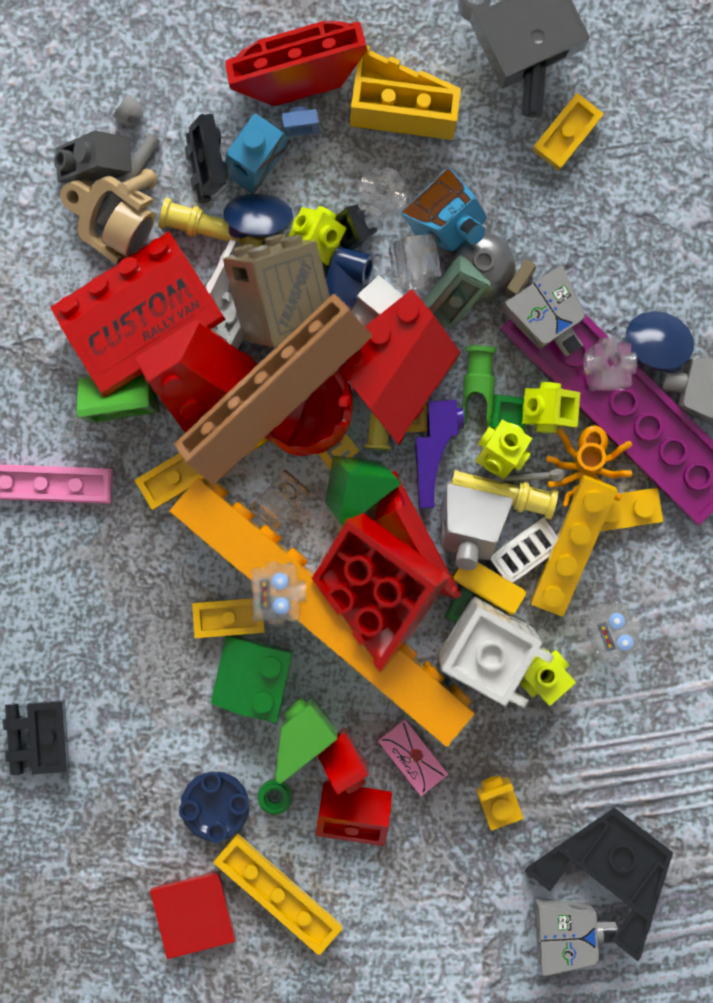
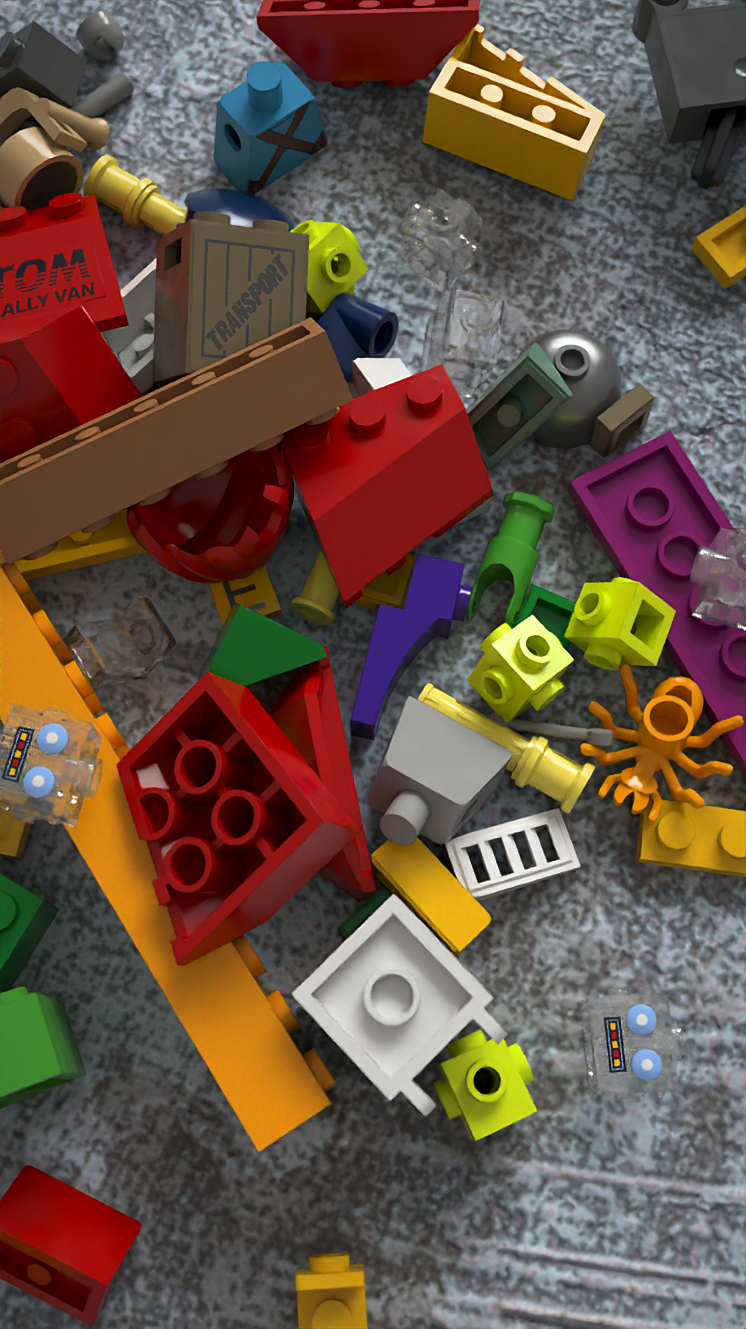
camera: 20 degrees right, 15 degrees down
(205, 157) = (187, 113): black plate -> none
(300, 121) = (349, 113): medium blue plate -> none
(344, 764) = (66, 1132): red slope -> none
(356, 229) = (385, 275): black tile -> none
(412, 757) = (201, 1169): bright pink tile -> none
(447, 211) = (540, 282): torso -> none
(548, 312) = (654, 469): light grey torso -> none
(573, 545) = (596, 866): yellow plate -> none

